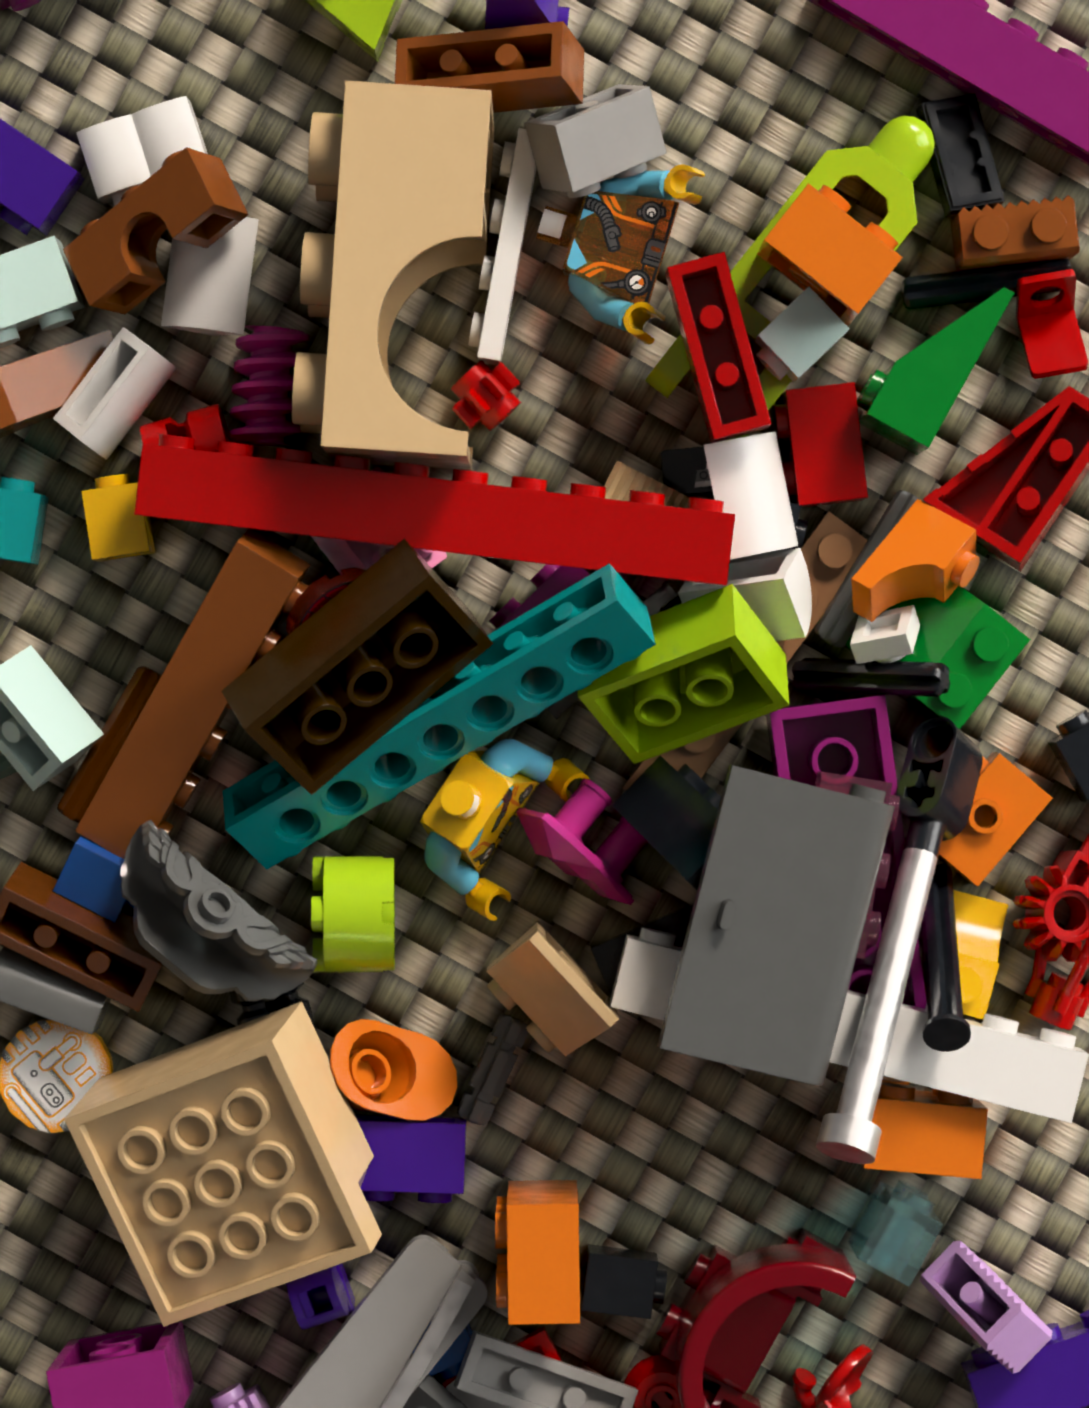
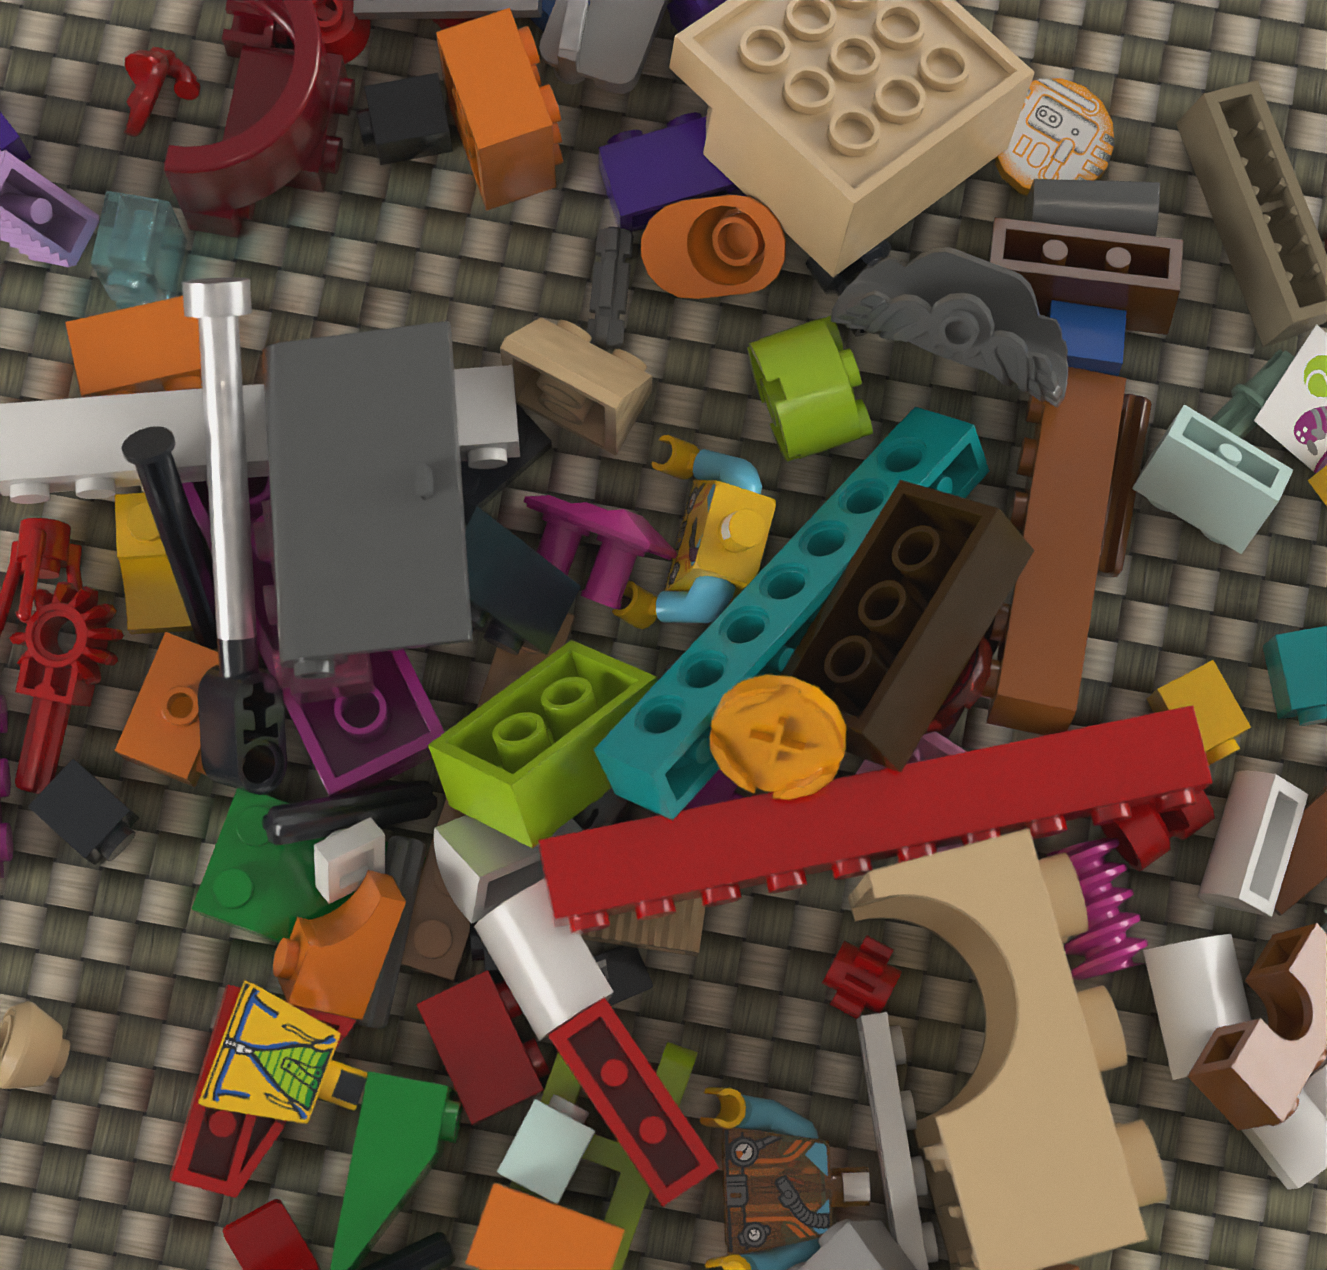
camera: 160 degrees right, 10 degrees down
(499, 598) = (778, 736): none -> light orange tile
(1000, 481) = (278, 1062): none -> torso

